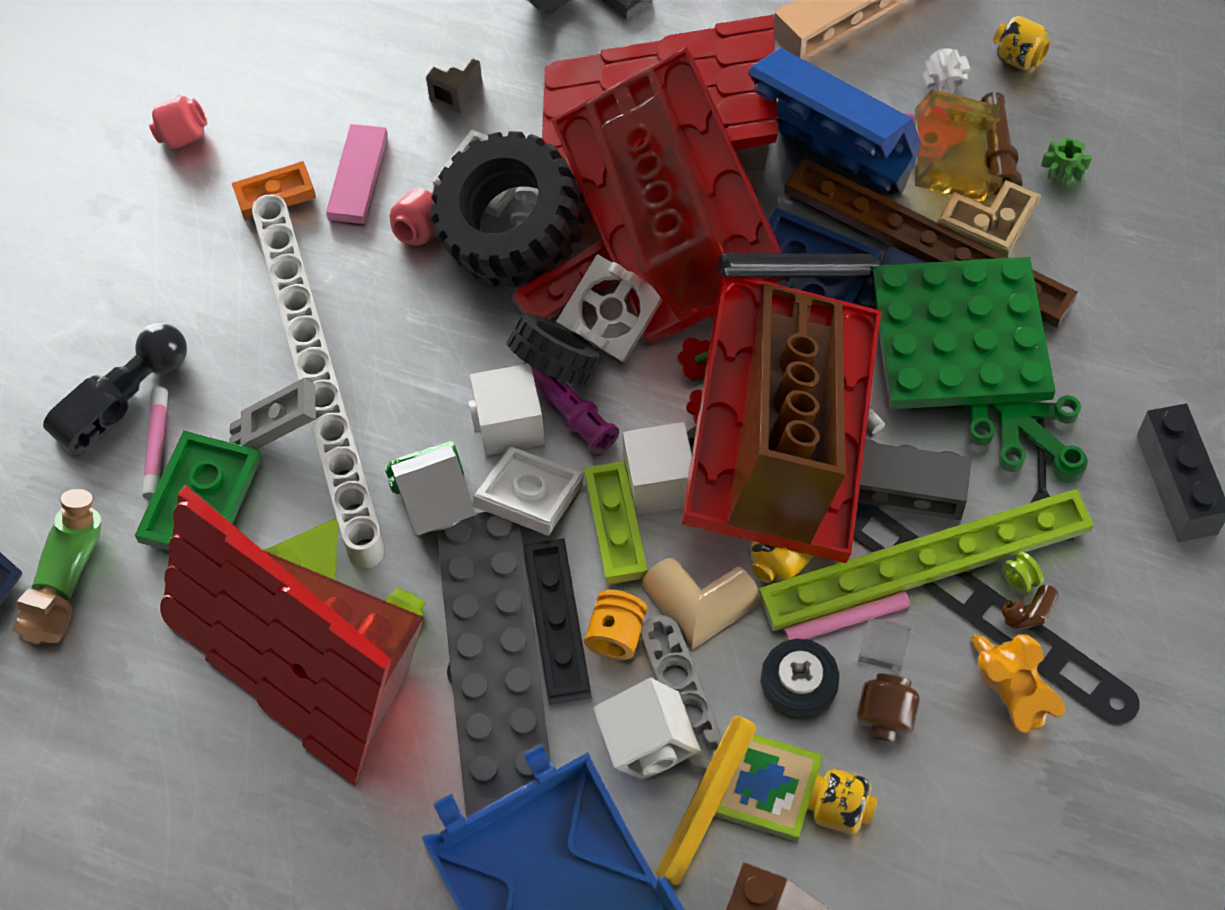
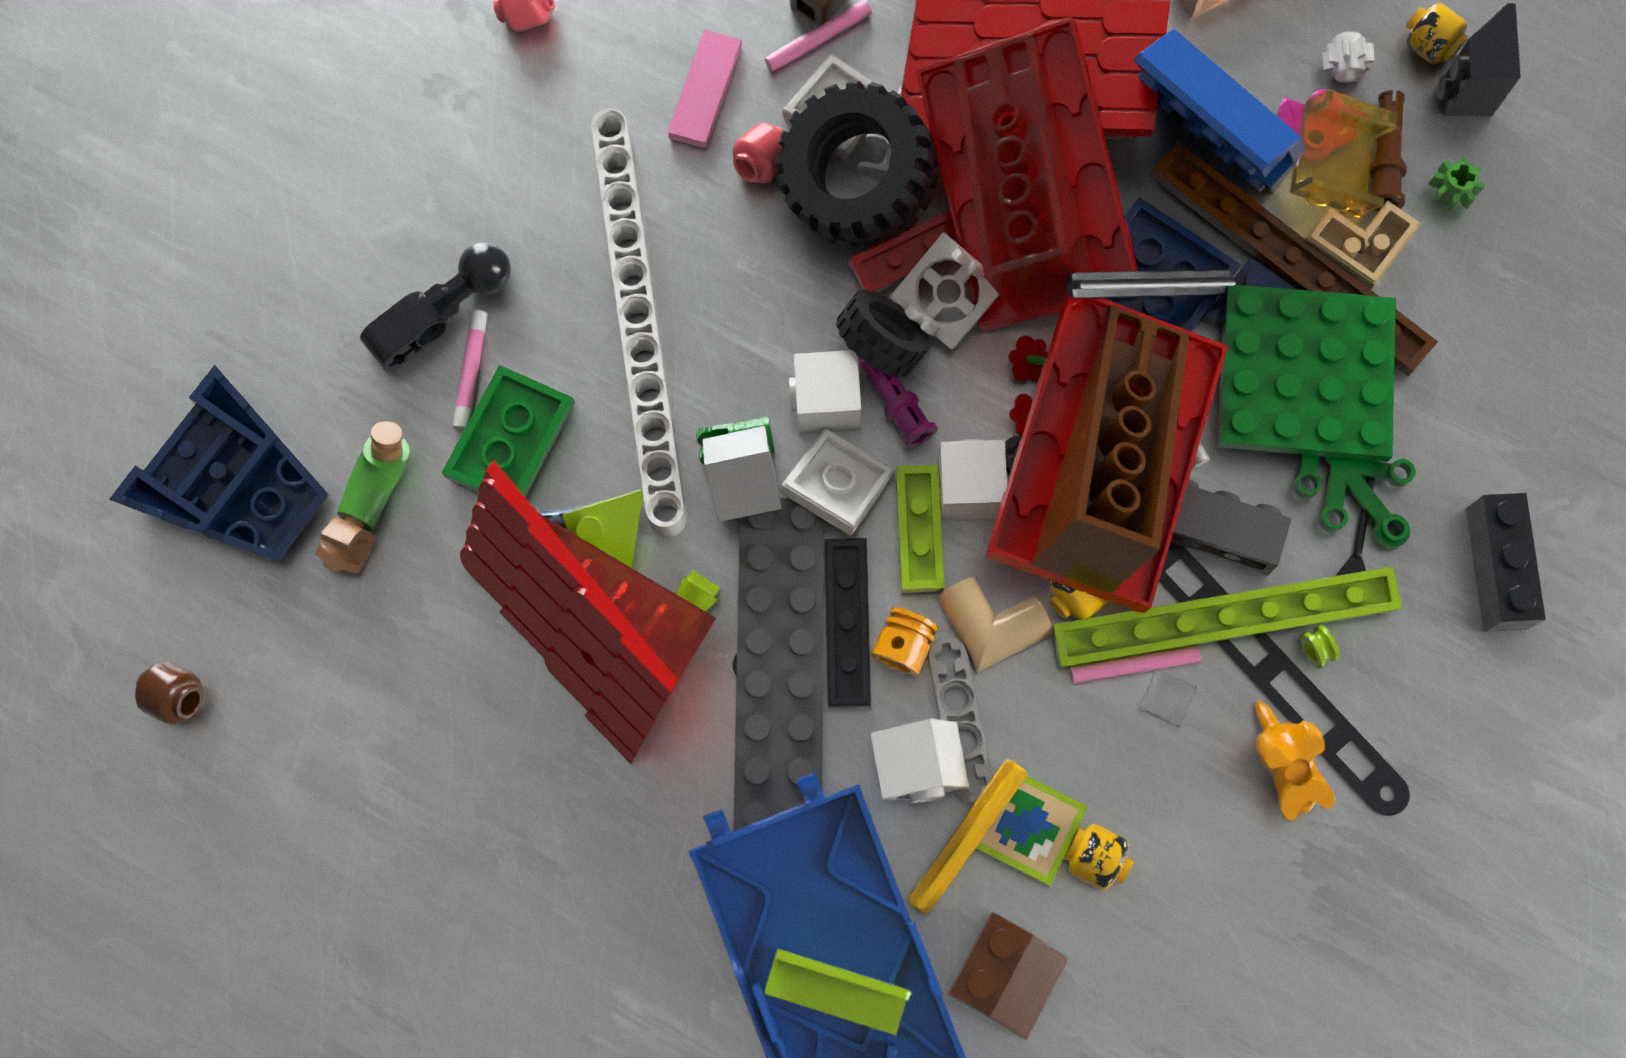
camera: 10 degrees right, 15 degrees up
(275, 415) = (592, 366): light grey hinge -> none
(288, 182) = (628, 93): orange plate -> none
(457, 117) = (818, 36): none -> bright pink bar
(804, 693) = (1066, 733): black wheel -> none
(888, 706) = (1160, 768): reddish brown head -> none
(1037, 613) = (1323, 691): reddish brown arm -> none
(1068, 62) = (1484, 68): none -> black slope

